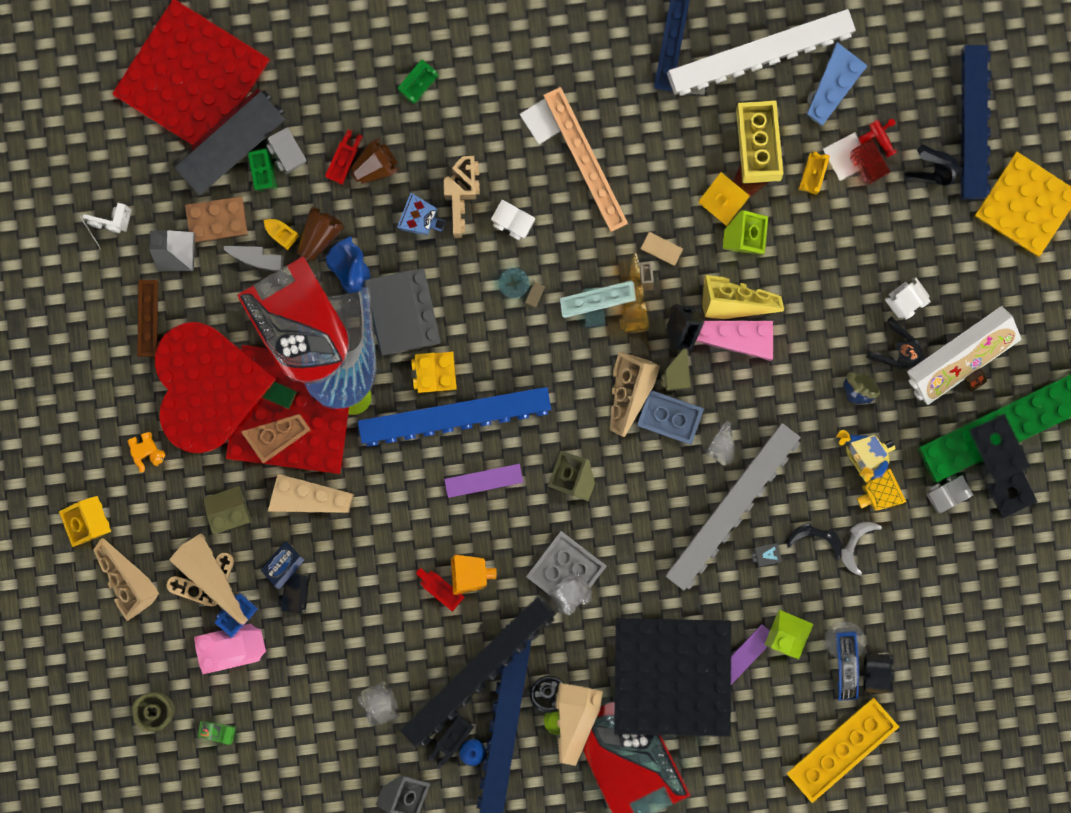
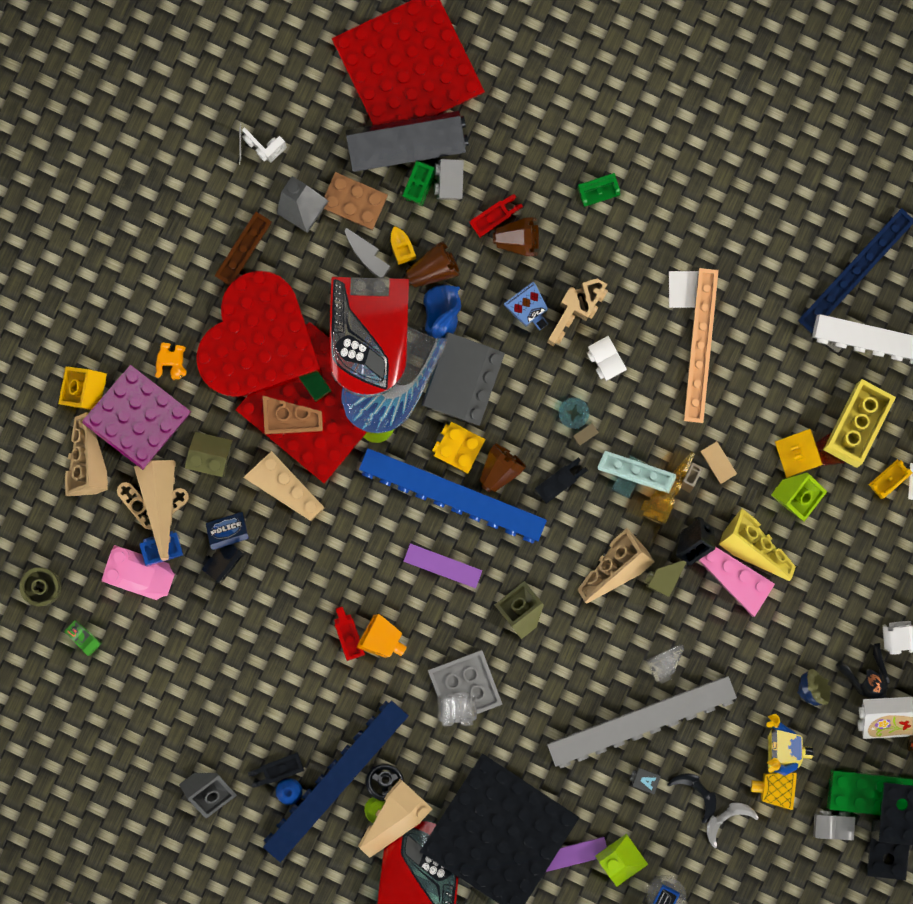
camera: 30 degrees right, 0 degrees up
(145, 517) = (136, 417): none -> magenta plate
(379, 704) = (235, 700): clear brick -> none
(478, 672) = (337, 726): black brick -> none
(480, 368) = (500, 468): none -> reddish brown cone
(537, 348) = (559, 481): none -> black hinge
(670, 417) = (636, 611): sand blue plate -> none

